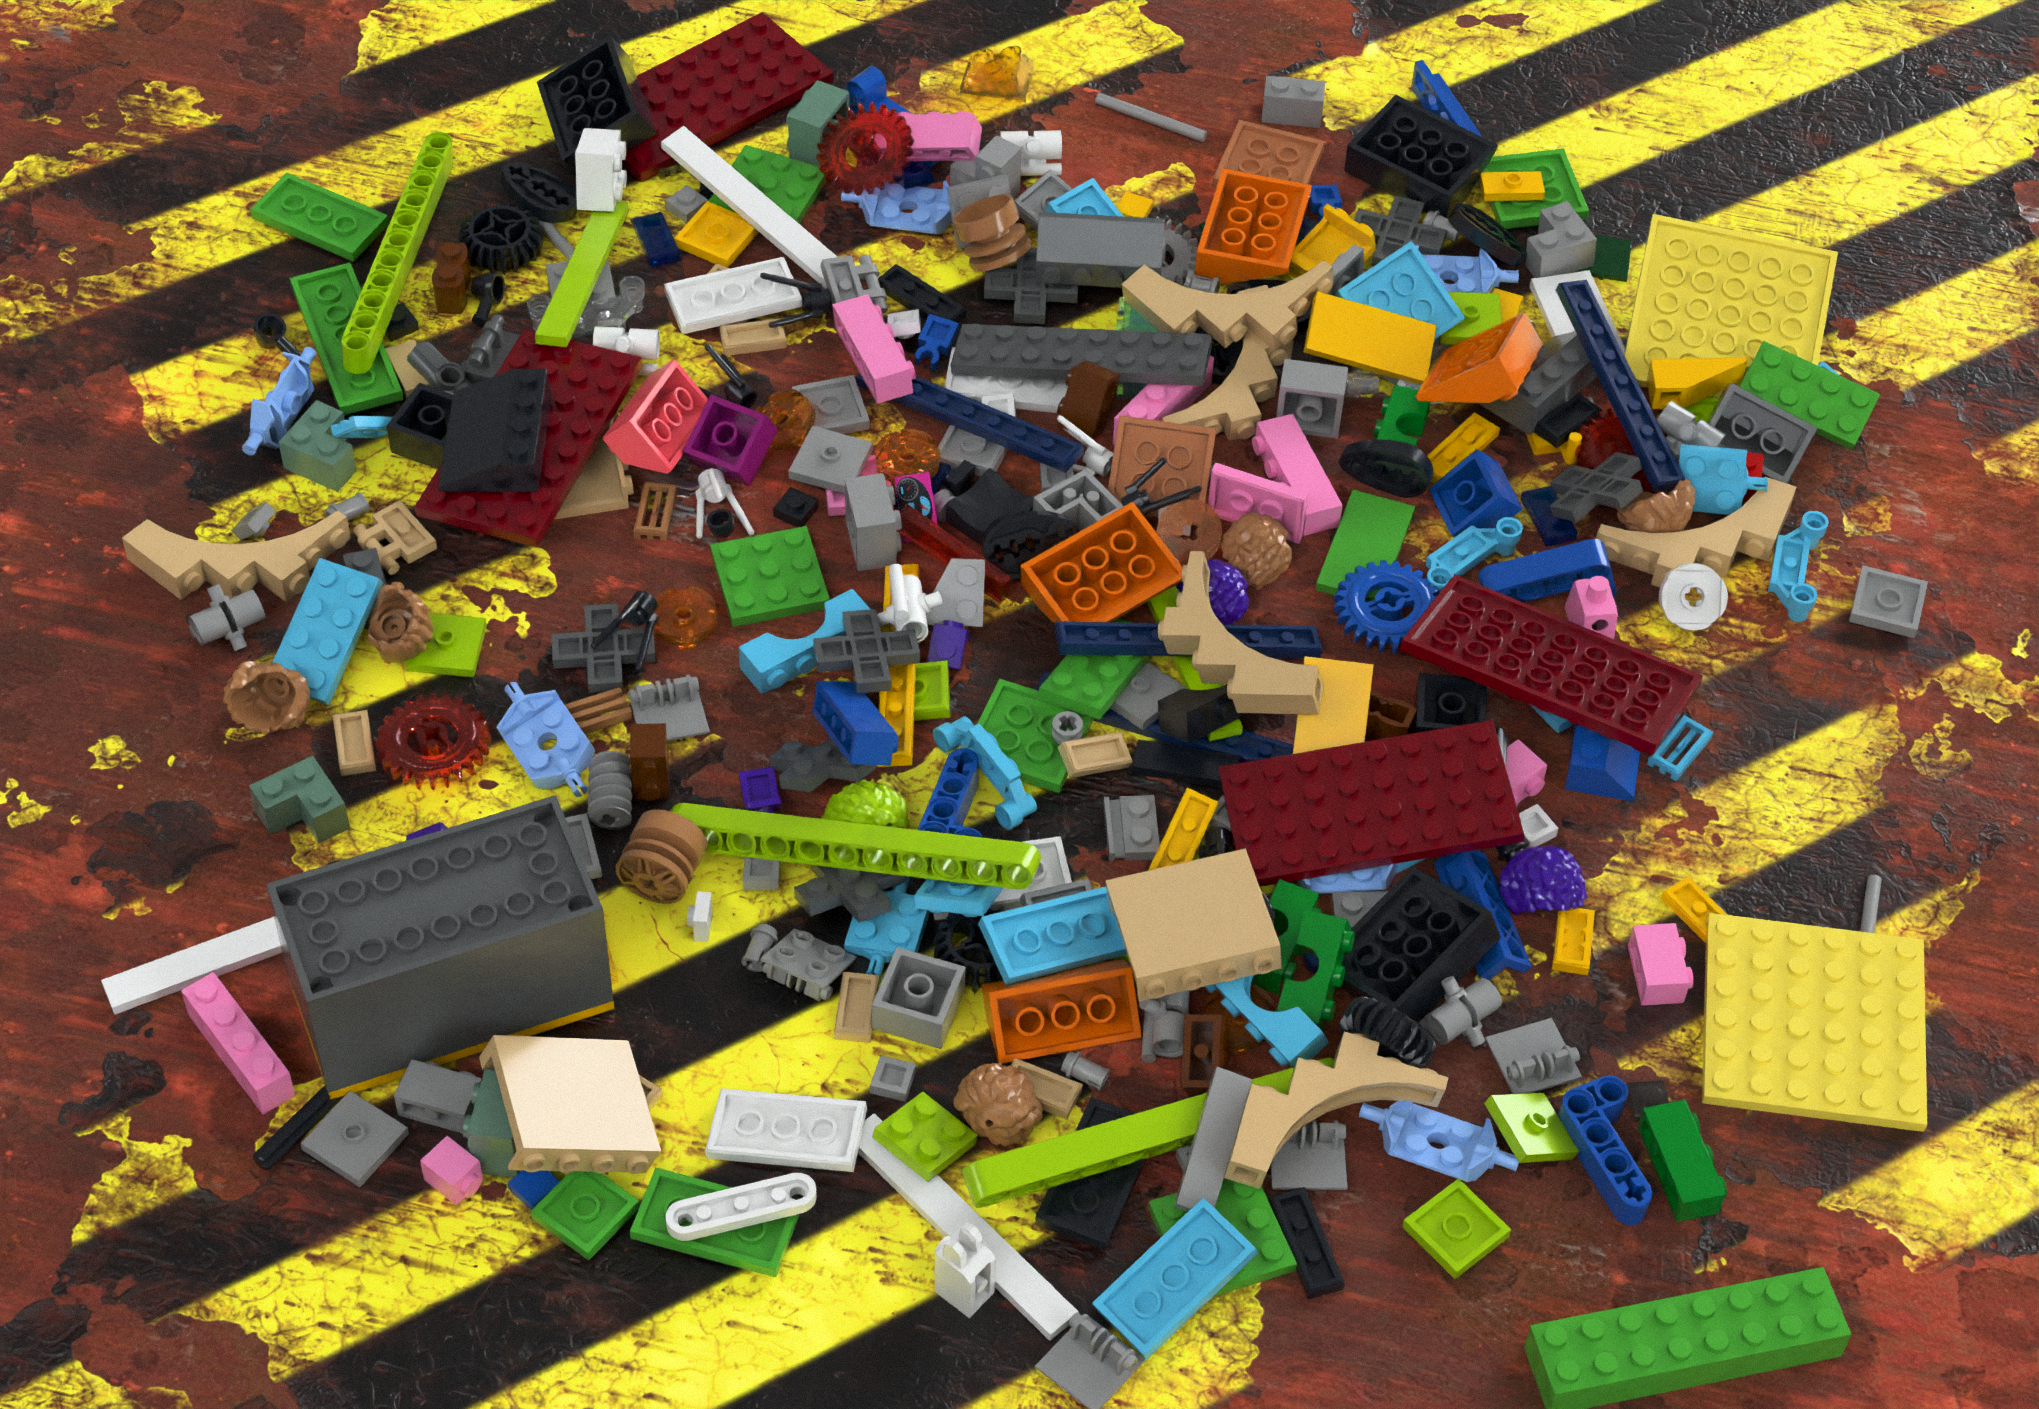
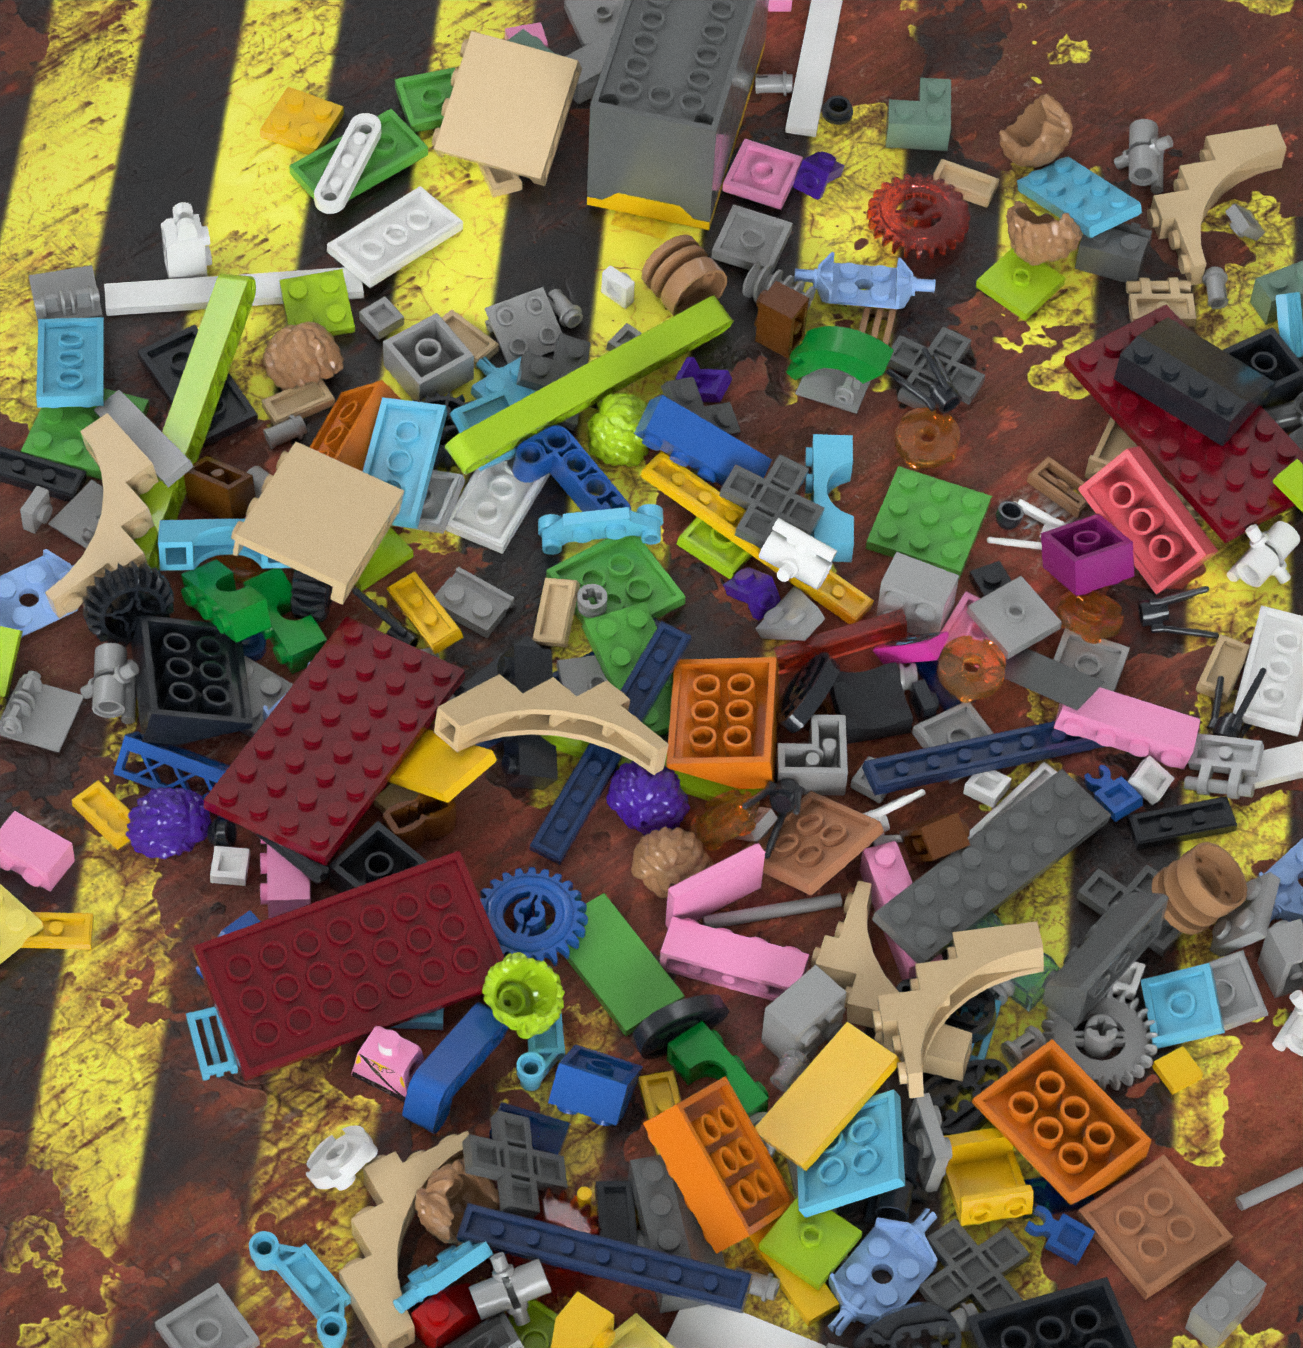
camera: 125 degrees right, 5 degrees up
(663, 692) = (840, 350): none -> green arch
(700, 1312) = (301, 121): none -> yellow plate
(881, 390) = (1051, 678): none -> dark grey sticker
(1347, 1200) = (36, 510): none -> light grey plate
(1470, 542) = (524, 994): none -> lime hair

